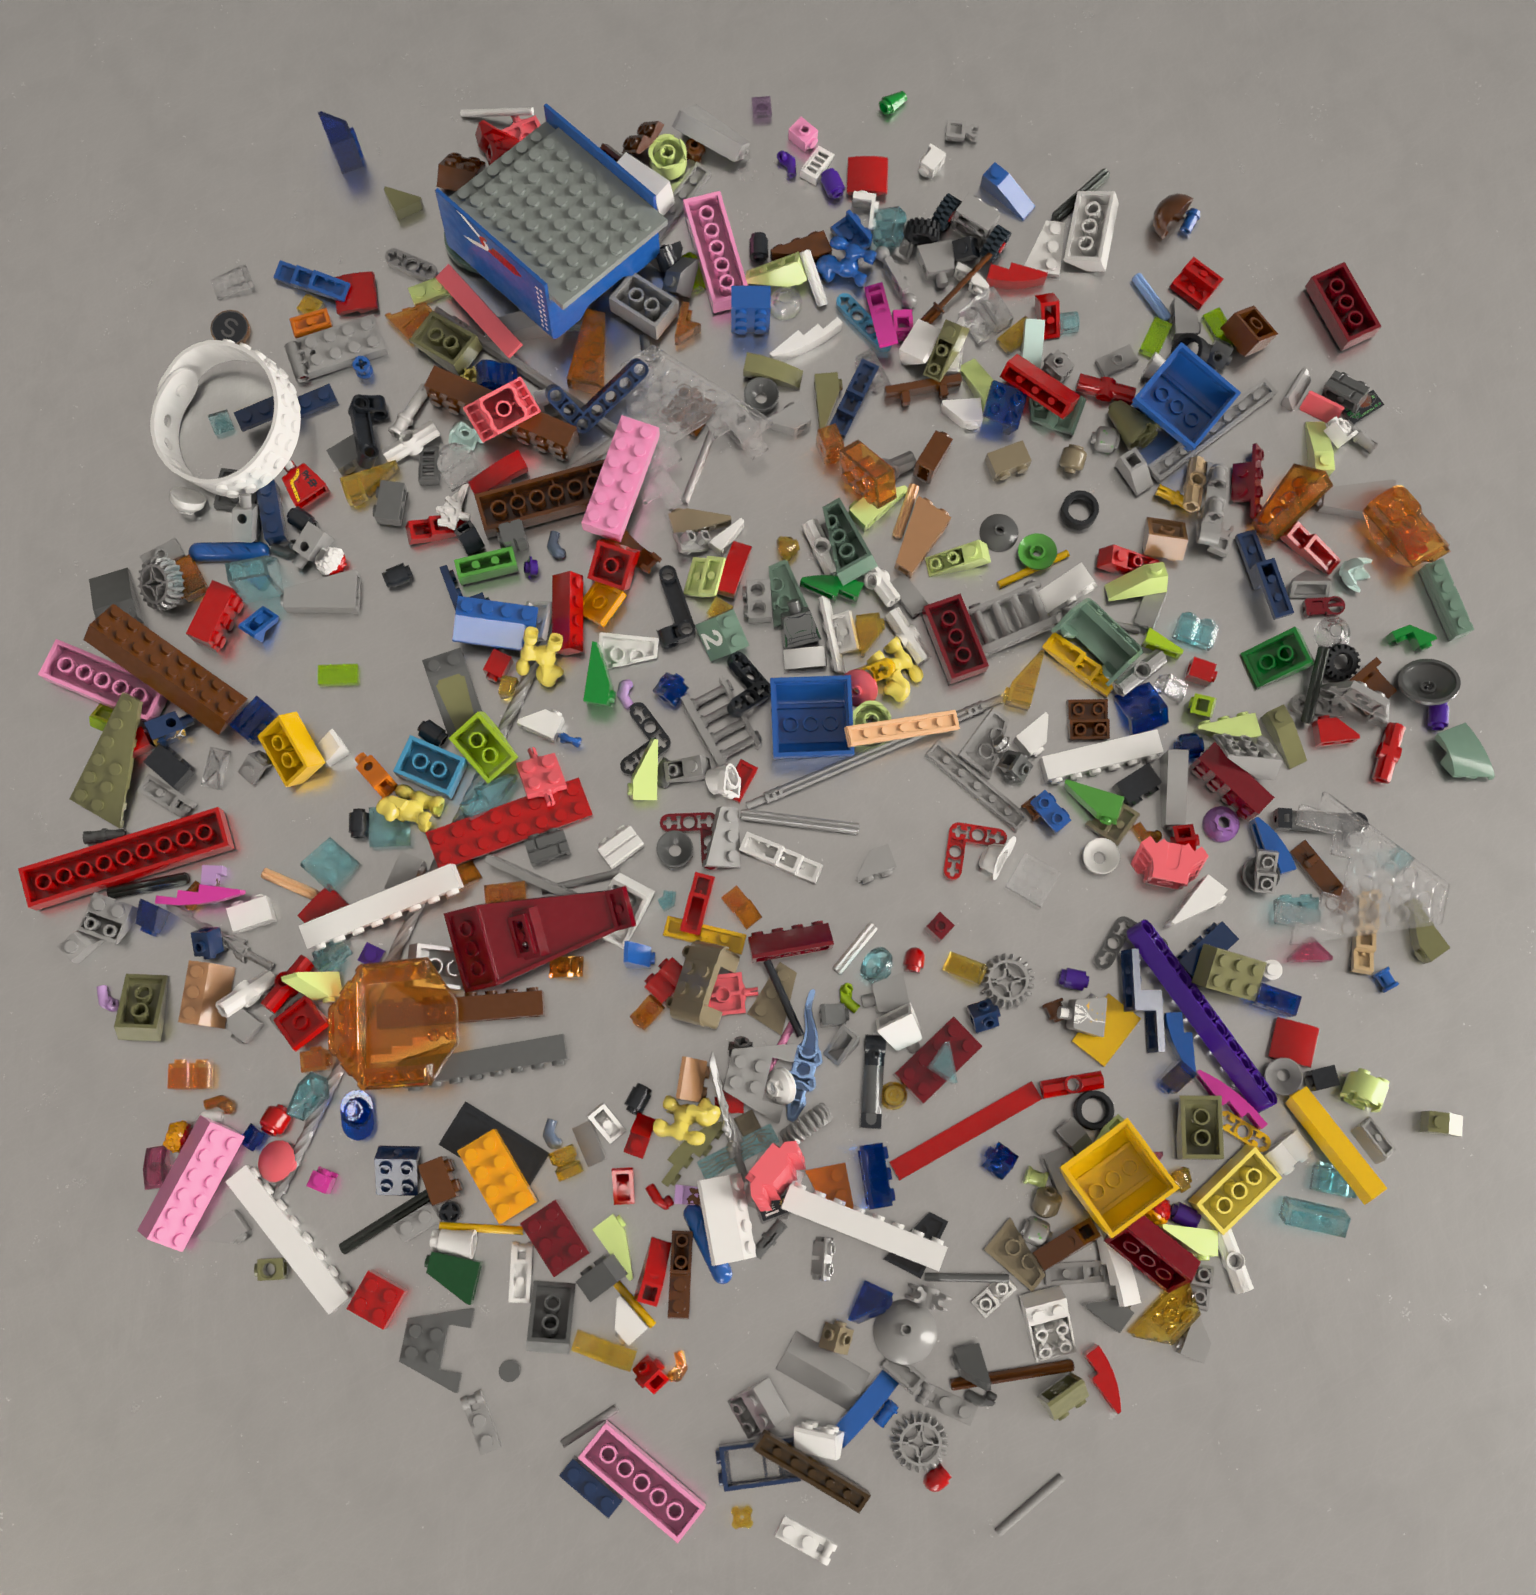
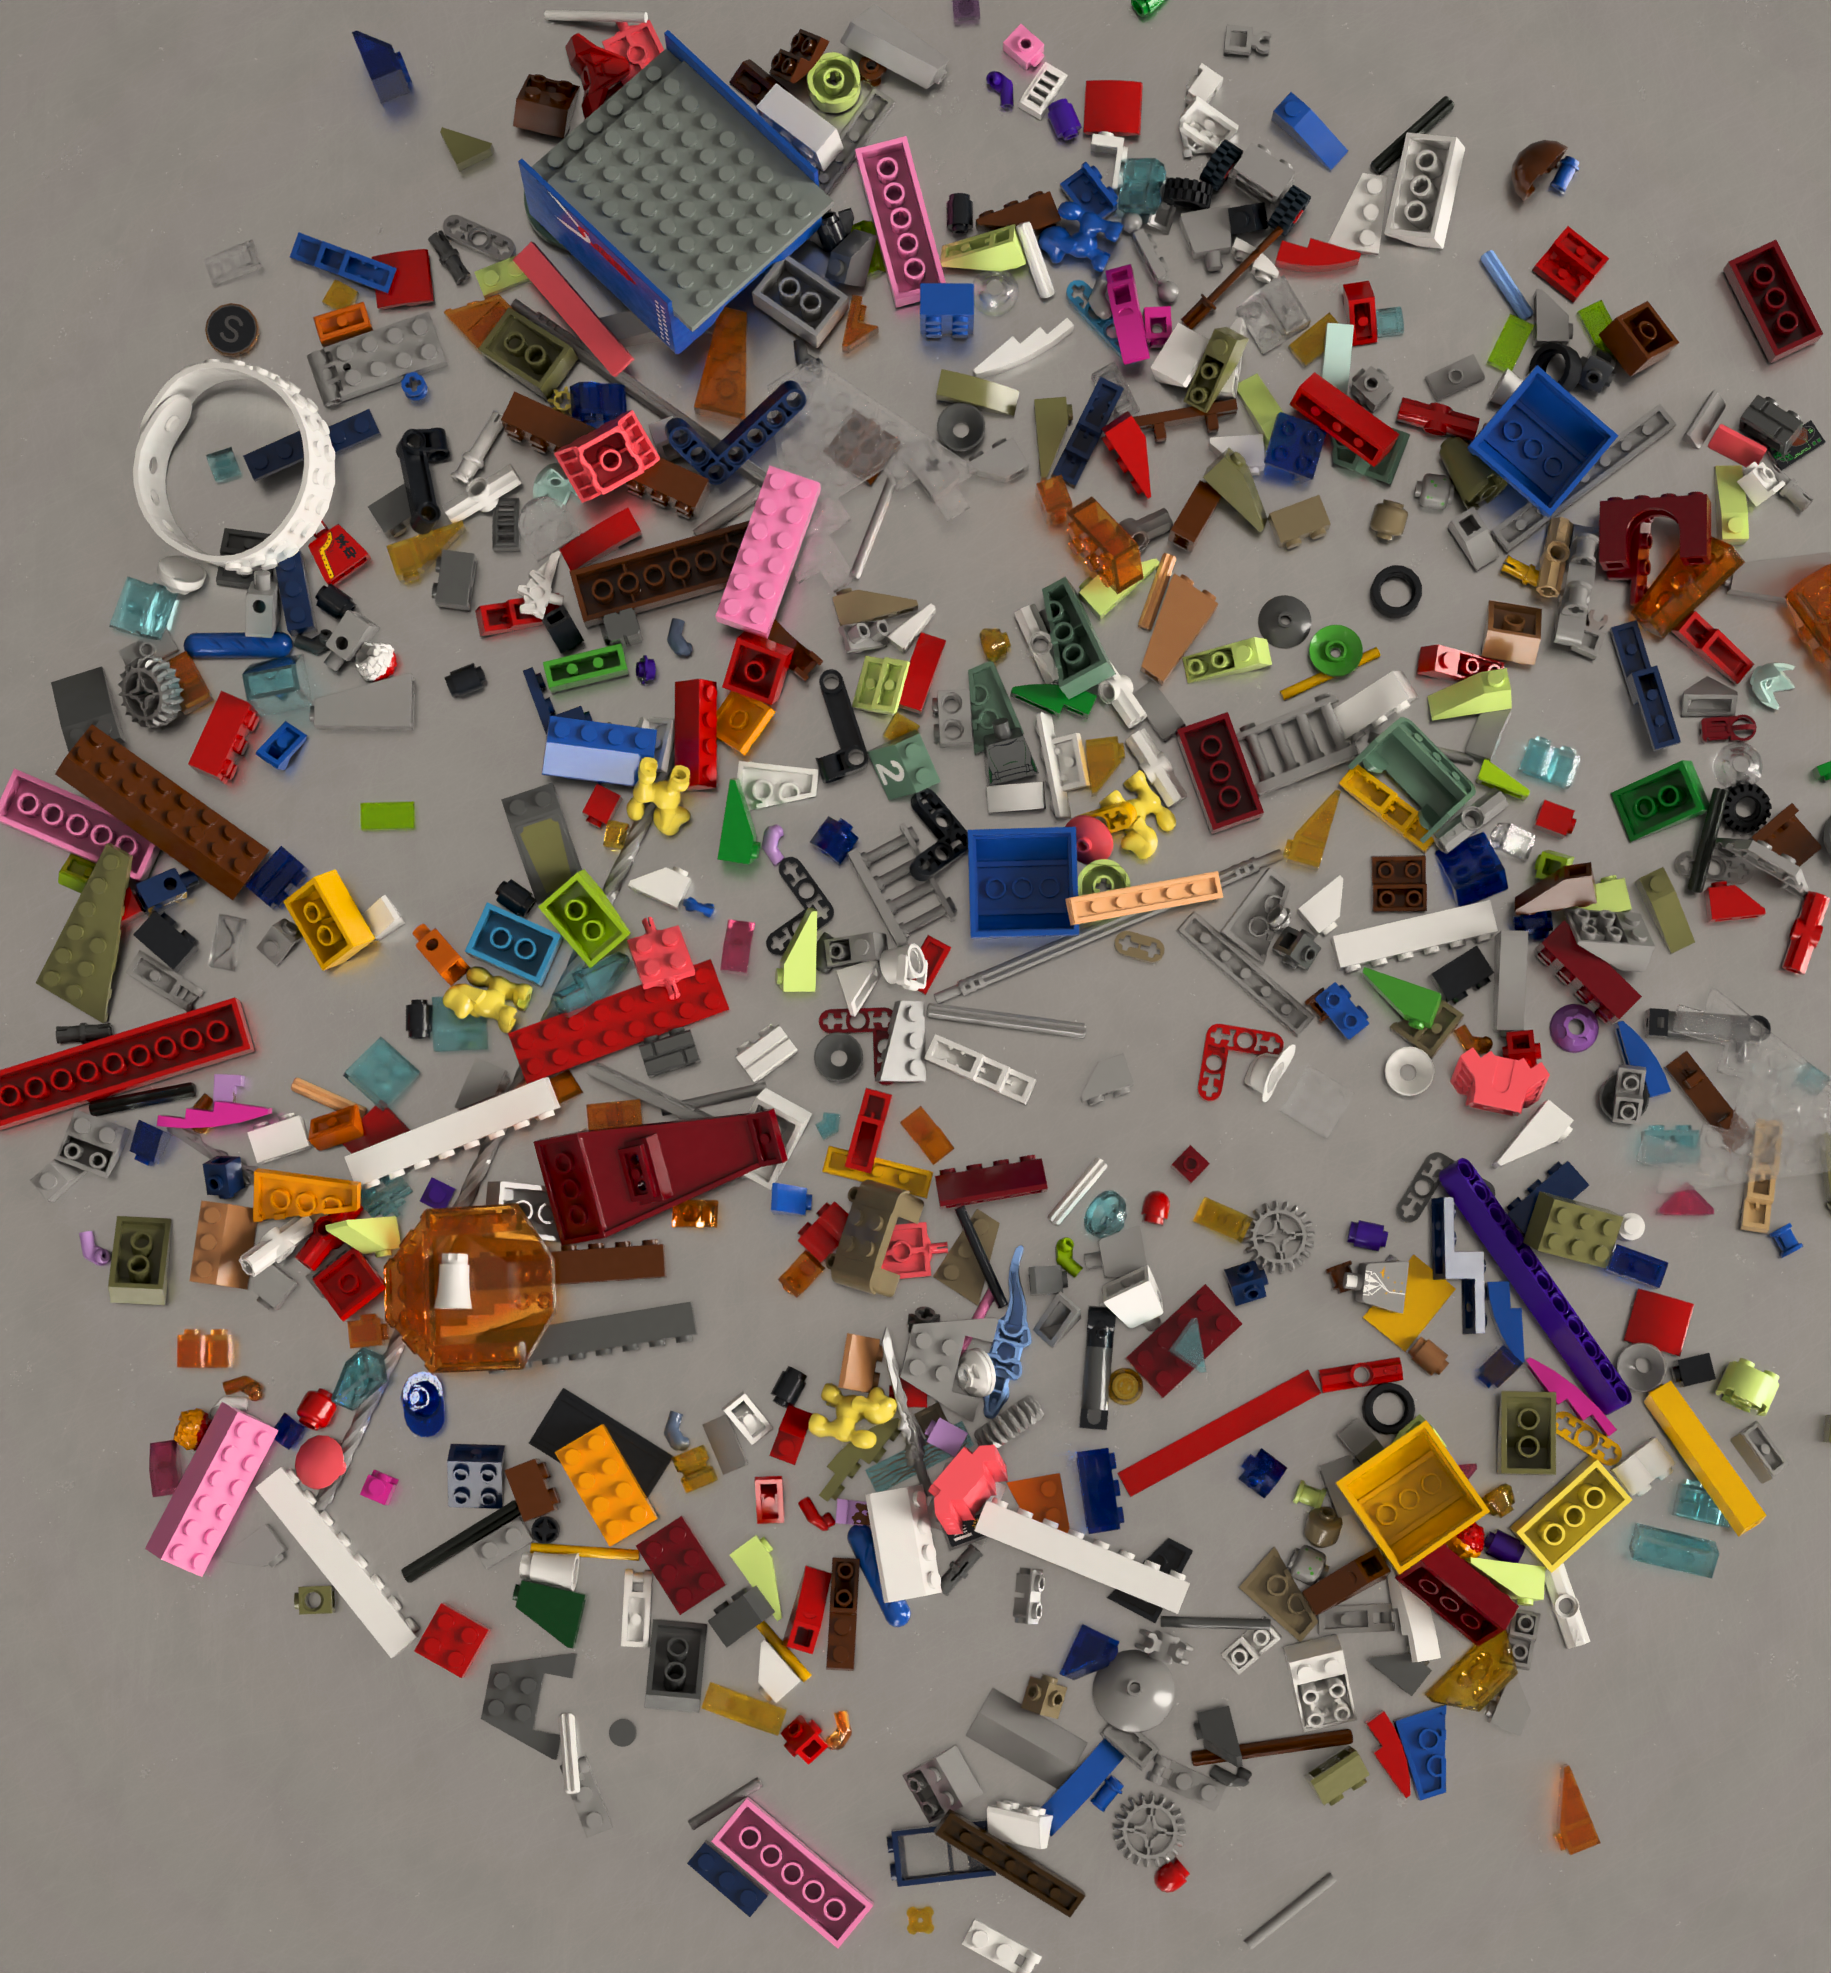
camera: 10 degrees right, 5 degrees up
(158, 525) = (143, 609): none -> clear light blue slope
(264, 955) = (294, 1194): none -> light orange wing
(294, 905) = (335, 1128): none -> orange slope
(380, 1020) = (453, 1282): none -> white plant
(389, 278) = (449, 256): none -> dark grey pin
(467, 1388) = (569, 1753): none -> white axle
(598, 769) = (737, 947): none -> clear pink slope
(688, 794) = (857, 983): none -> white slope
(758, 1135) = (945, 1436): none -> lavender brick
(860, 307) = (1098, 301): none -> light grey arm
(885, 405) = (1131, 446): none -> red slope
(896, 771) = (1140, 940): none -> dark tan beam
(932, 188) = (1204, 128): none -> white slope
(961, 431) = (1234, 482): none -> olive slope
(1122, 1070) = (1428, 1356): none -> medium nougat brick
(1129, 1370) = (1424, 1747): none -> blue wing
(1214, 718) = (1563, 889): none -> slope
(1243, 454) = (1621, 518): none -> dark red arch
(1245, 1426) = (1573, 1819): none -> clear orange slope

